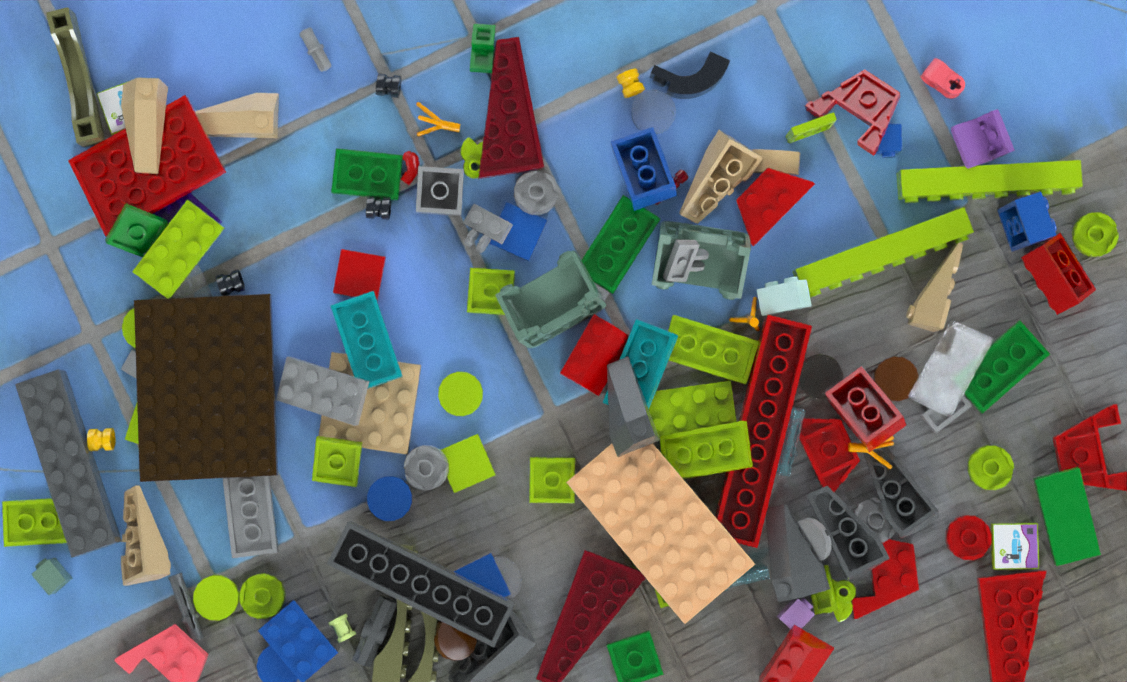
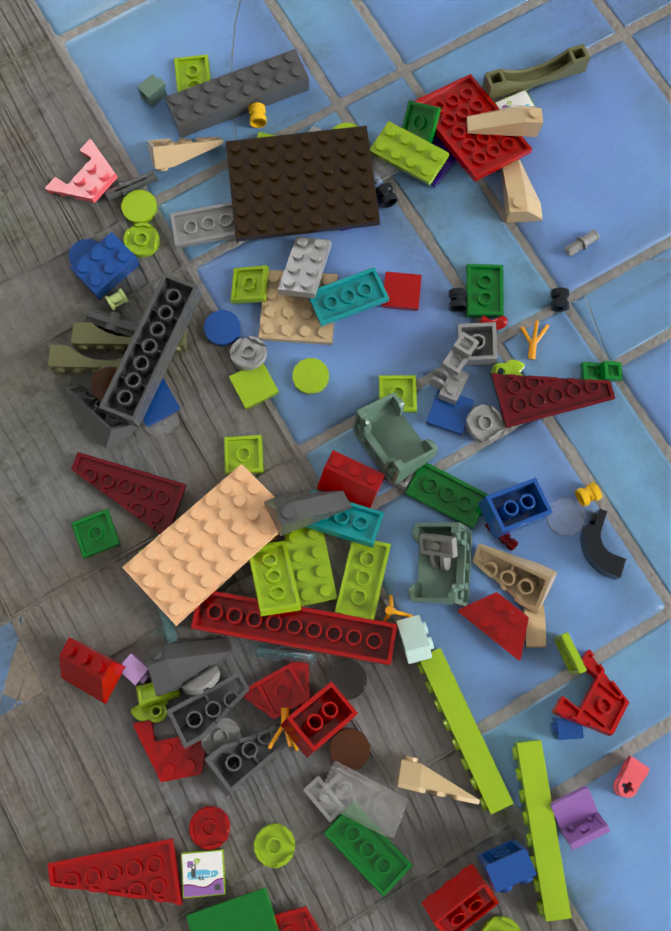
camera: 90 degrees right, 10 degrees down
(455, 212) = (460, 353): none -> light grey slope

